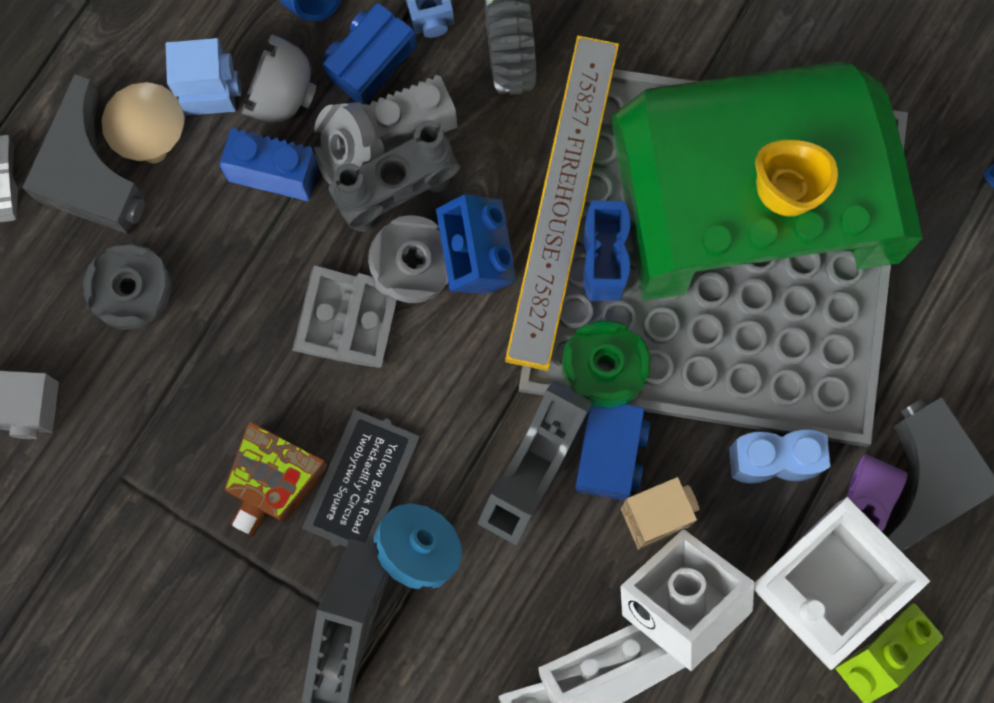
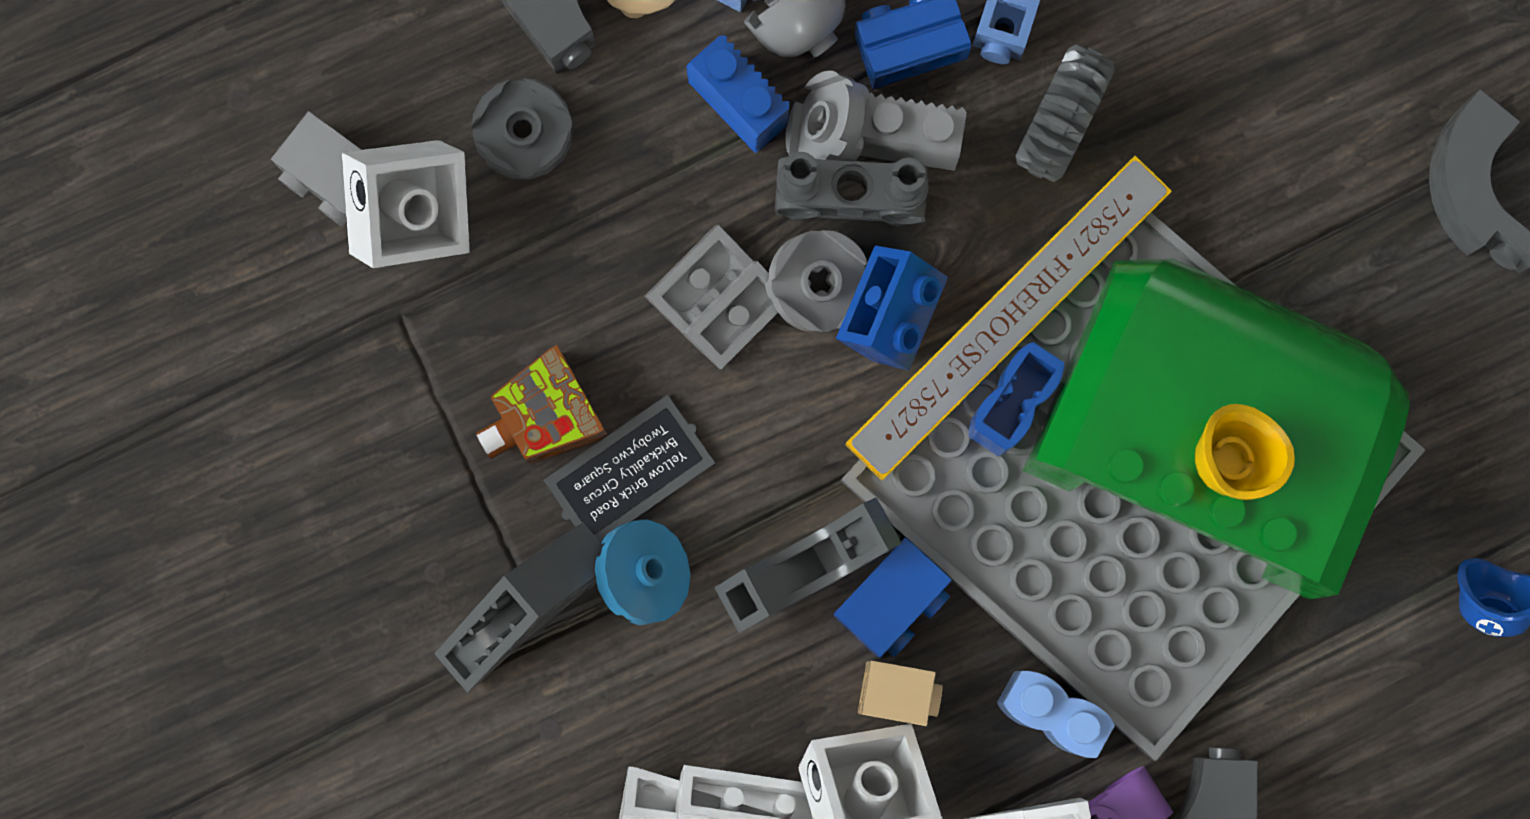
camera: 30 degrees right, 5 degrees up
(72, 388) = (406, 203): none -> white brick
(611, 344) = (960, 493): green plate -> none

